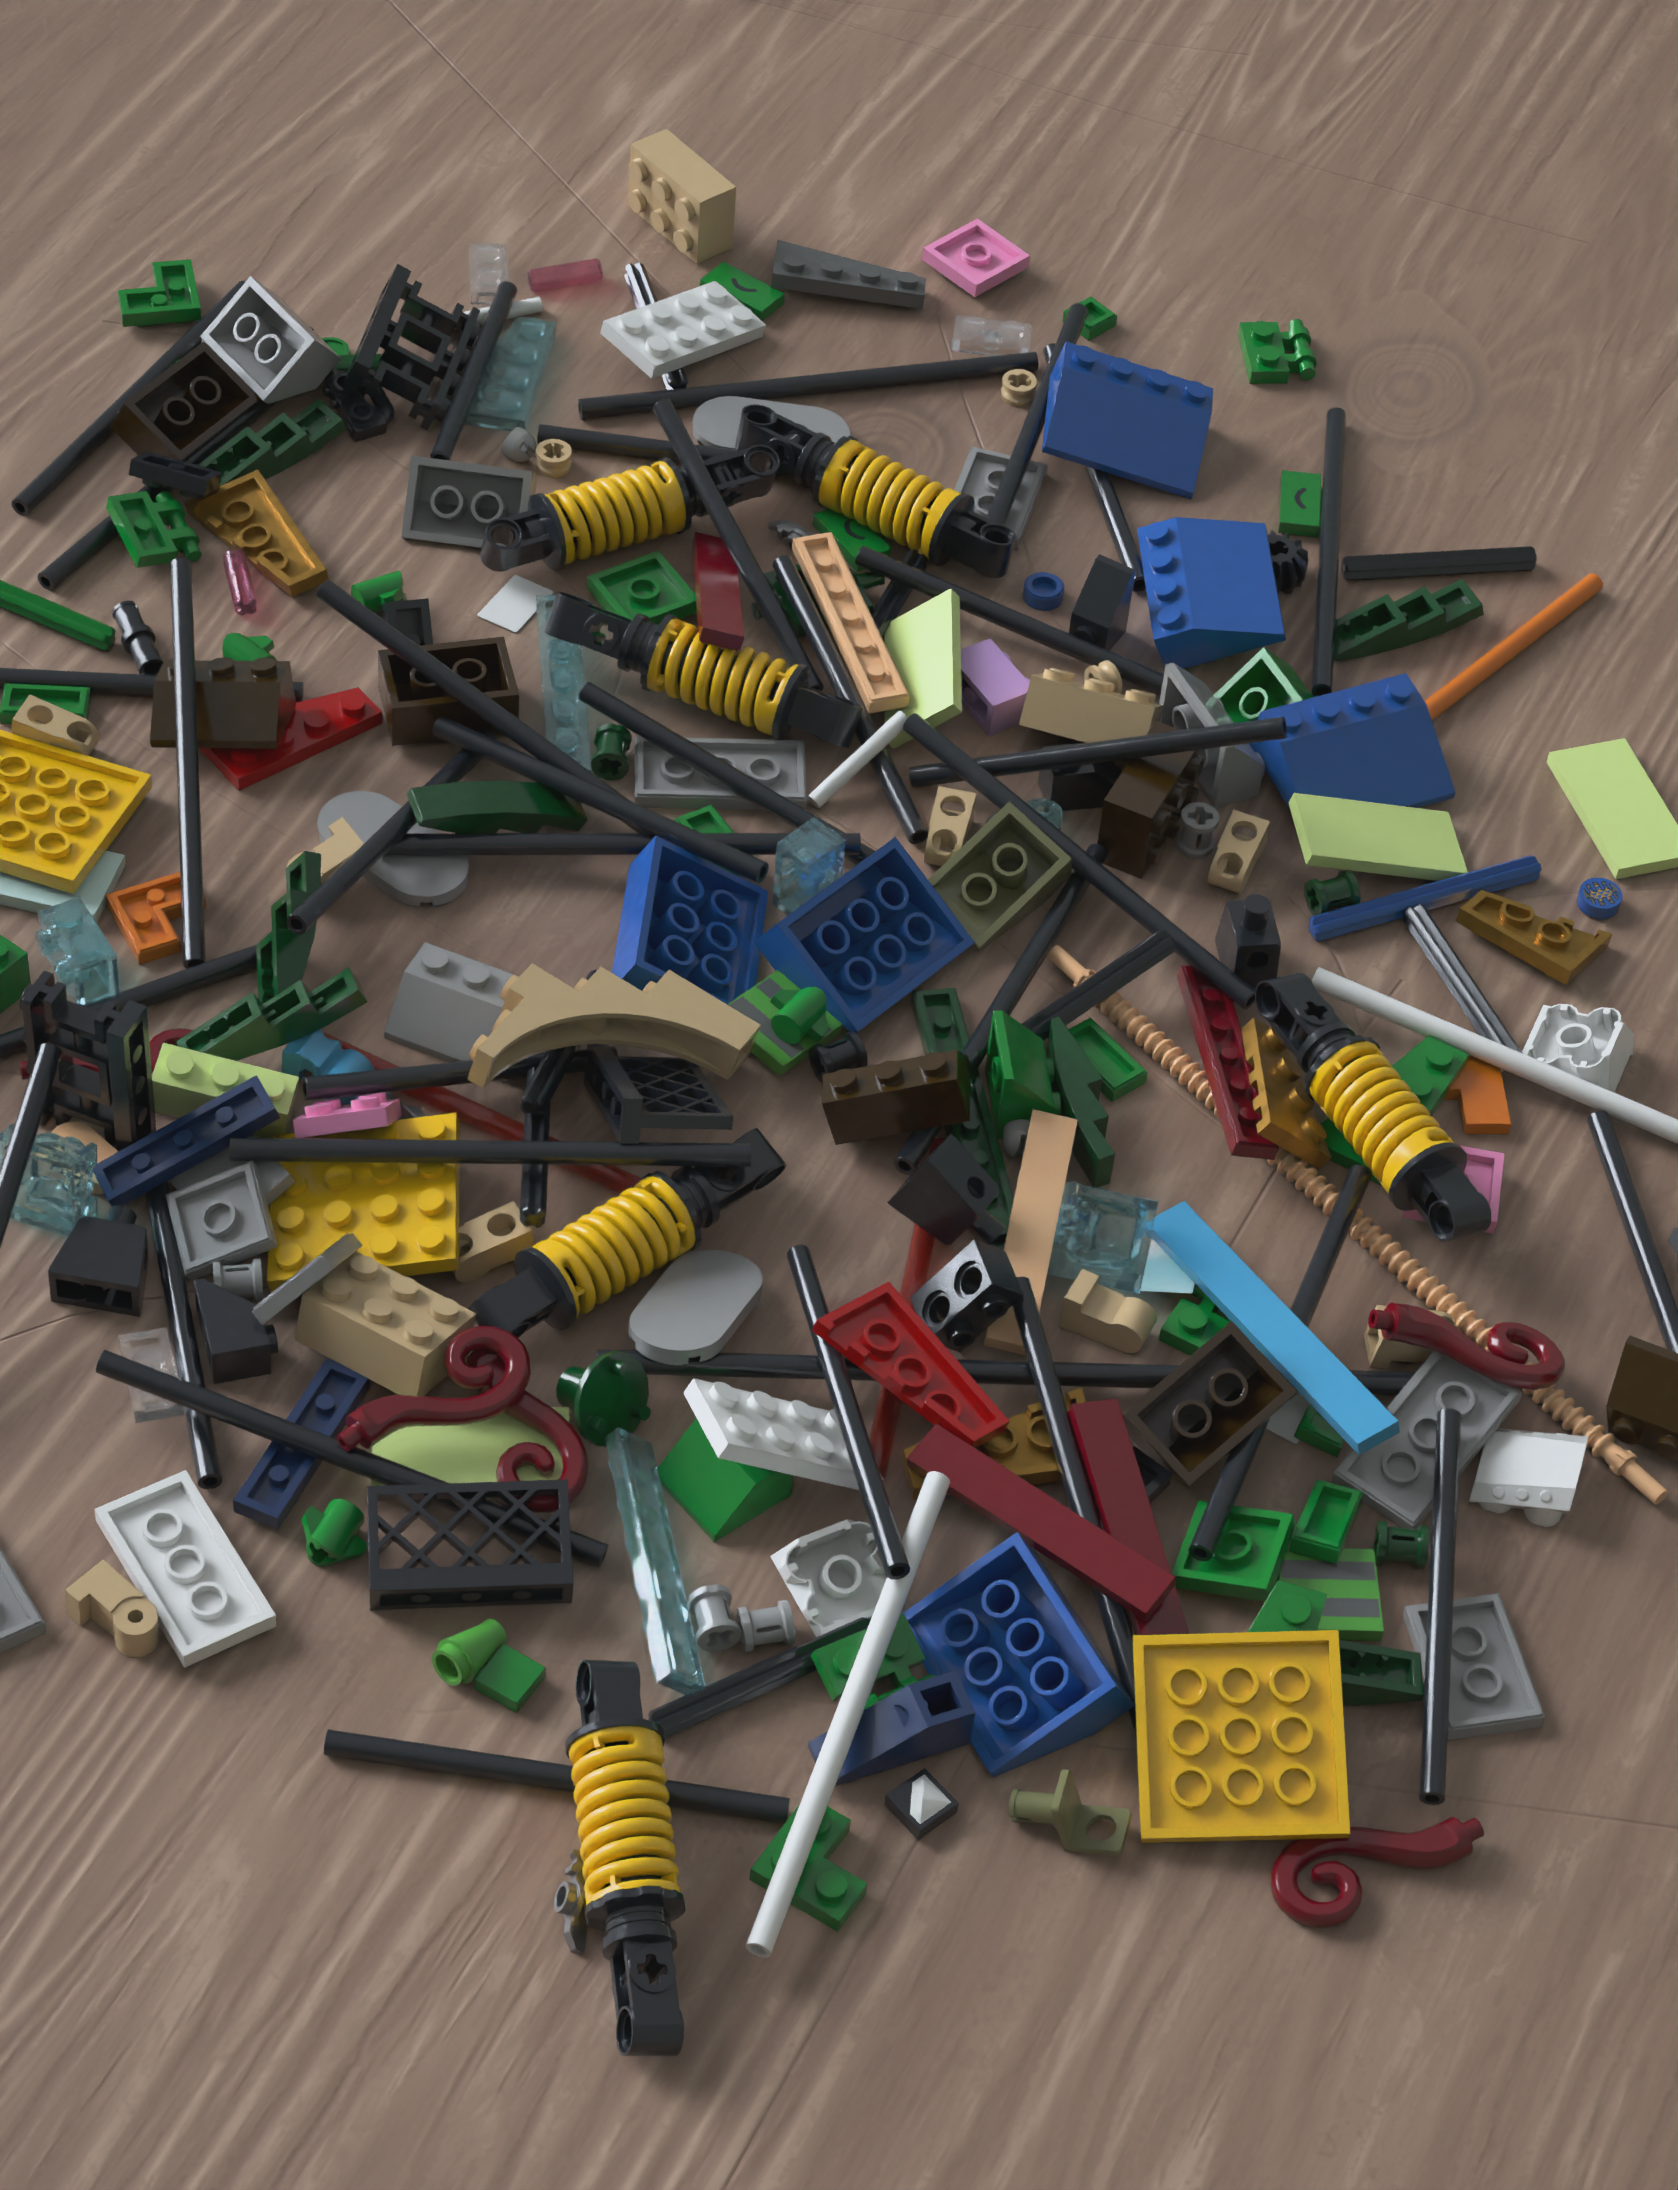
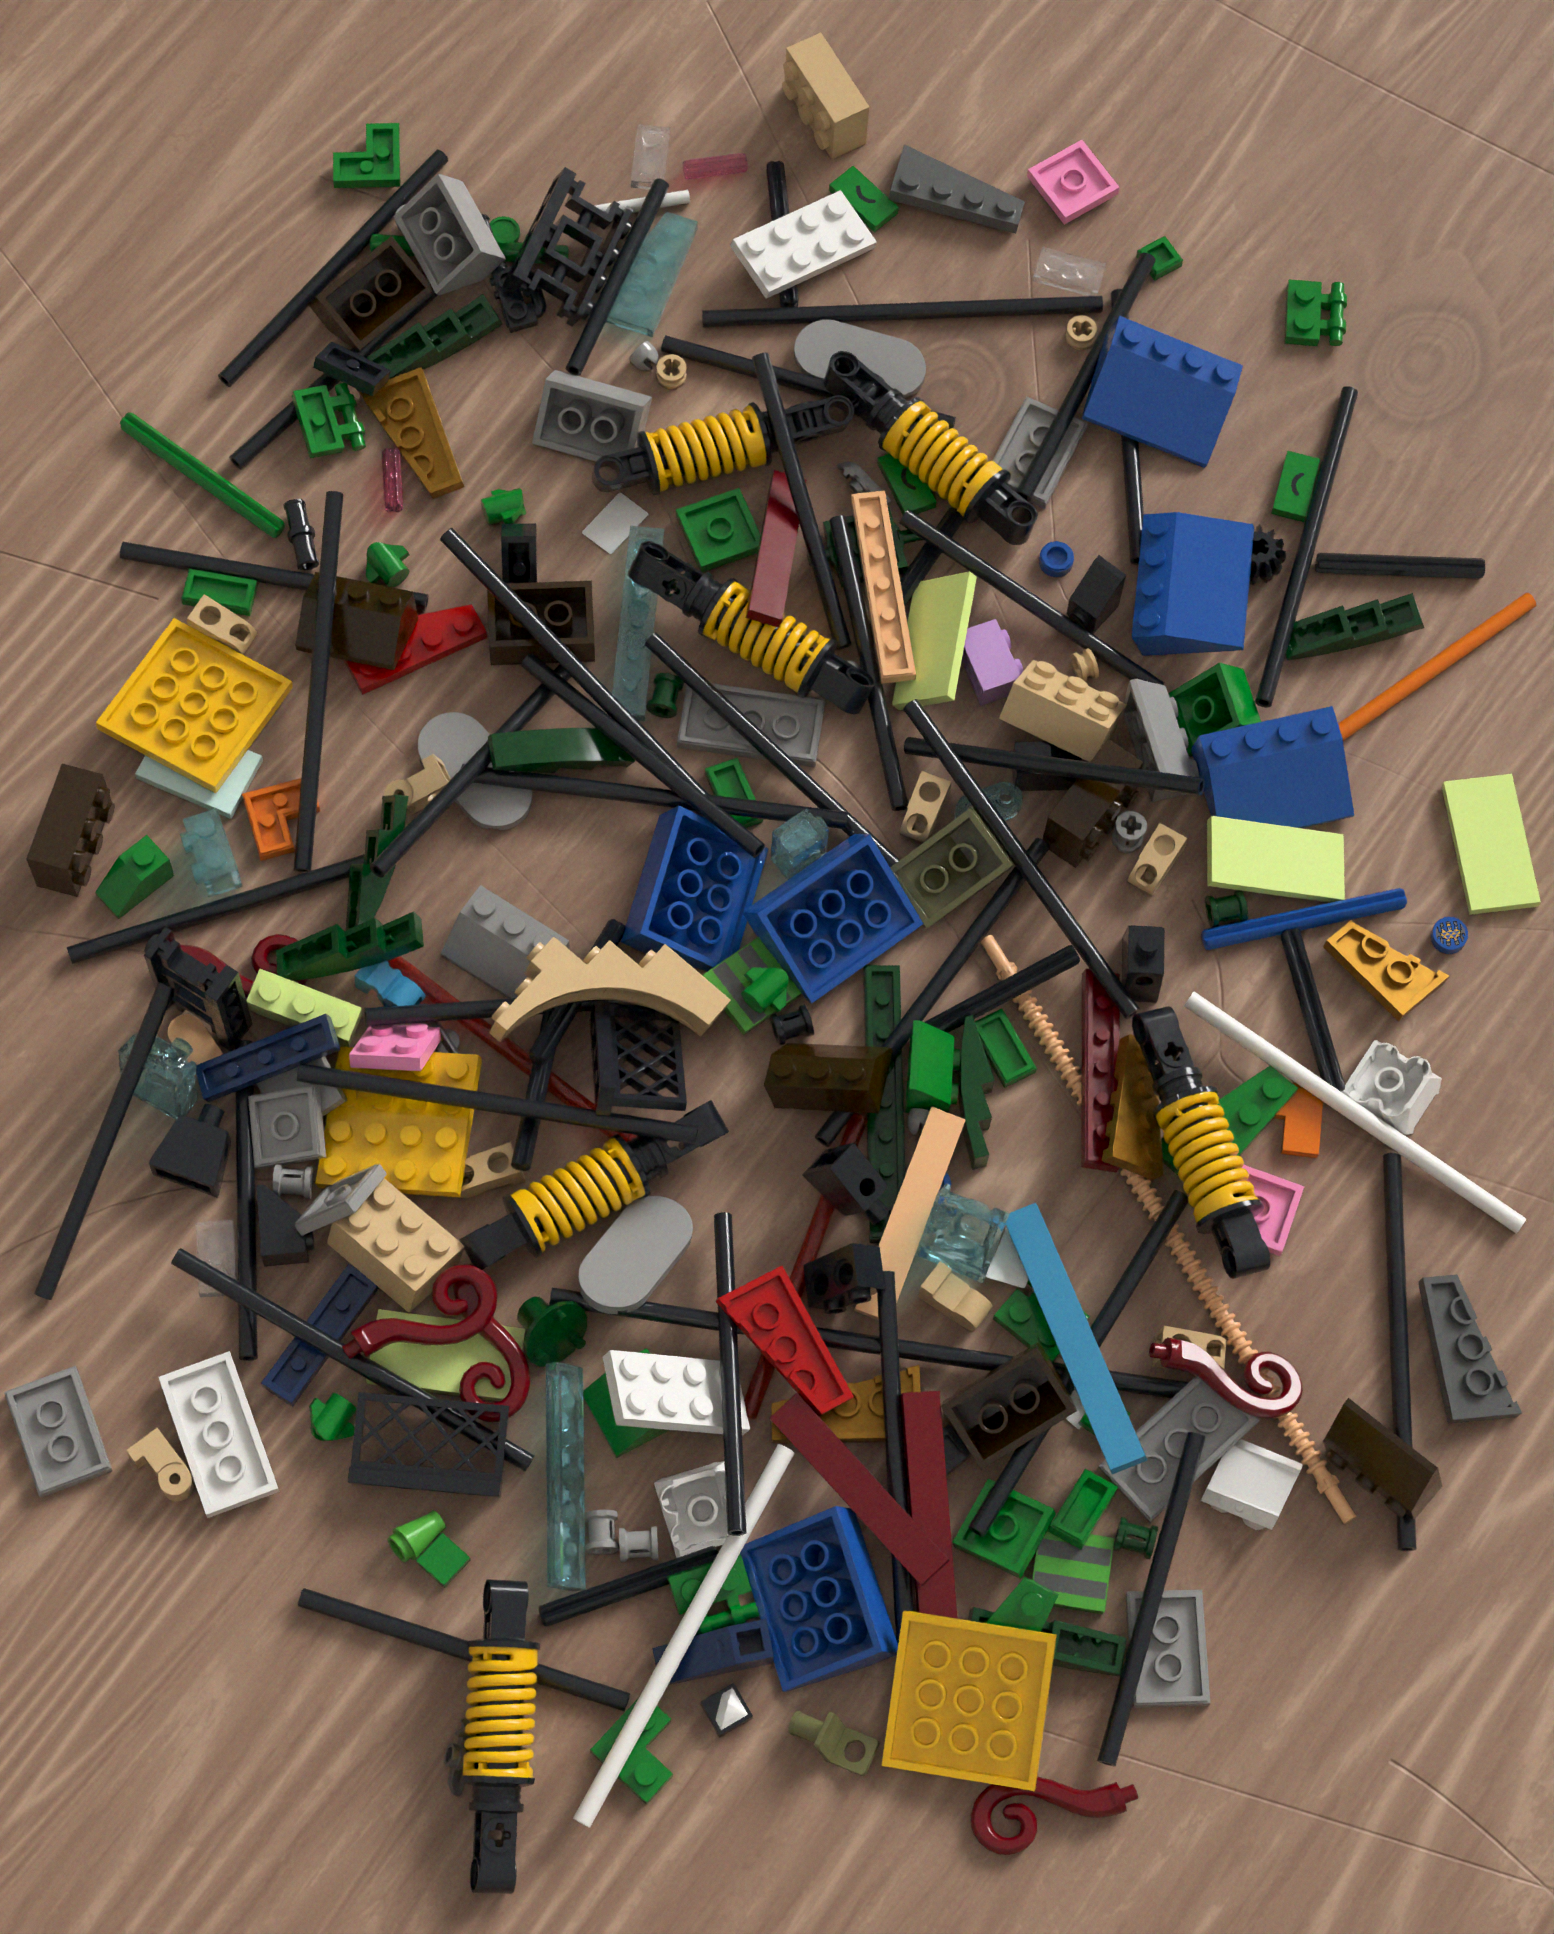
camera: 10 degrees right, 20 degrees up
(857, 760) = (863, 730): white bar -> none

